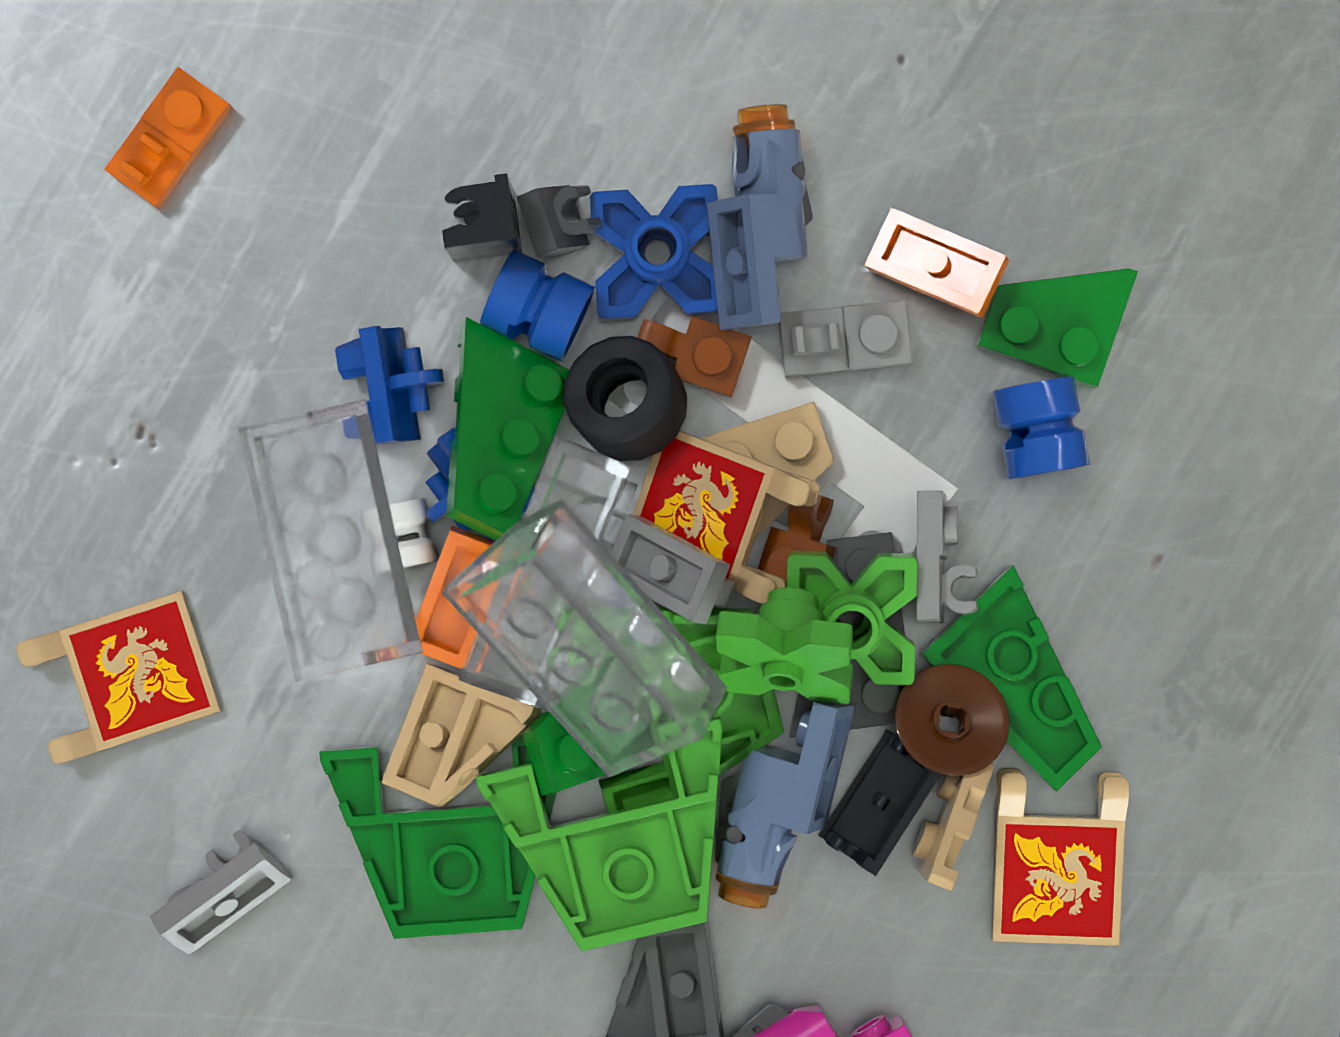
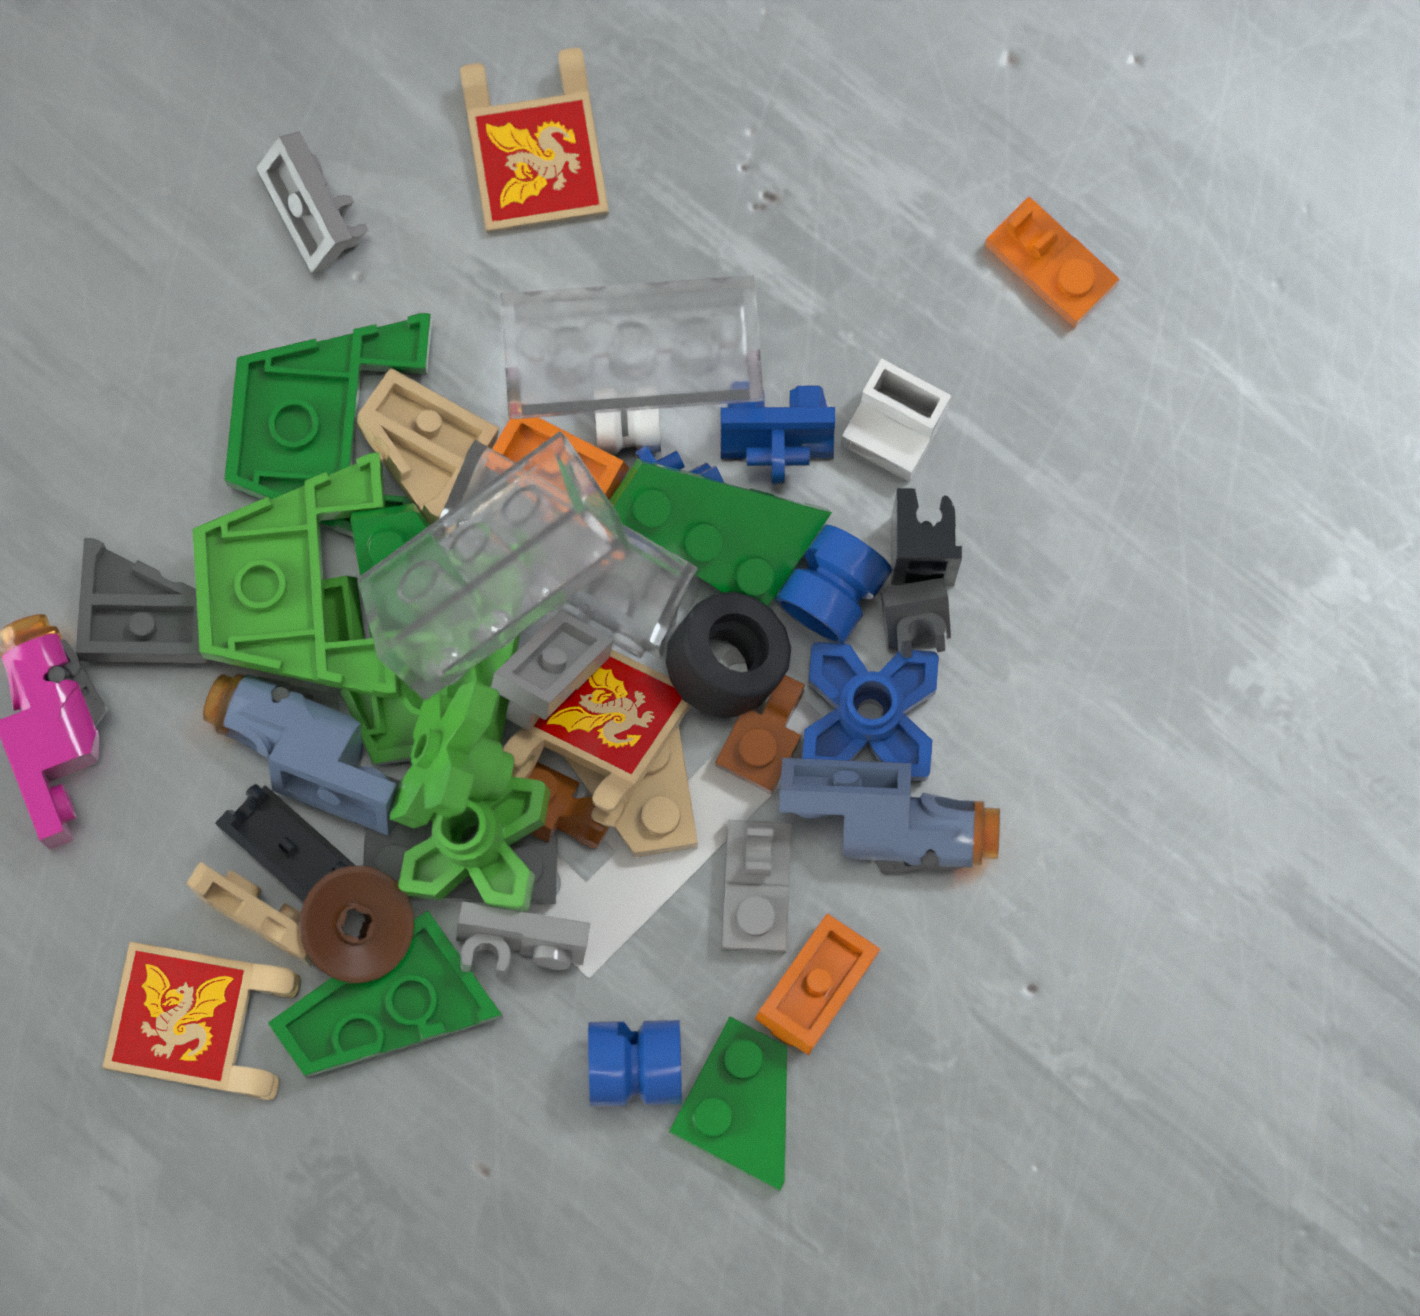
camera: 100 degrees right, 10 degrees down
(359, 268) = (896, 420): none -> white piece

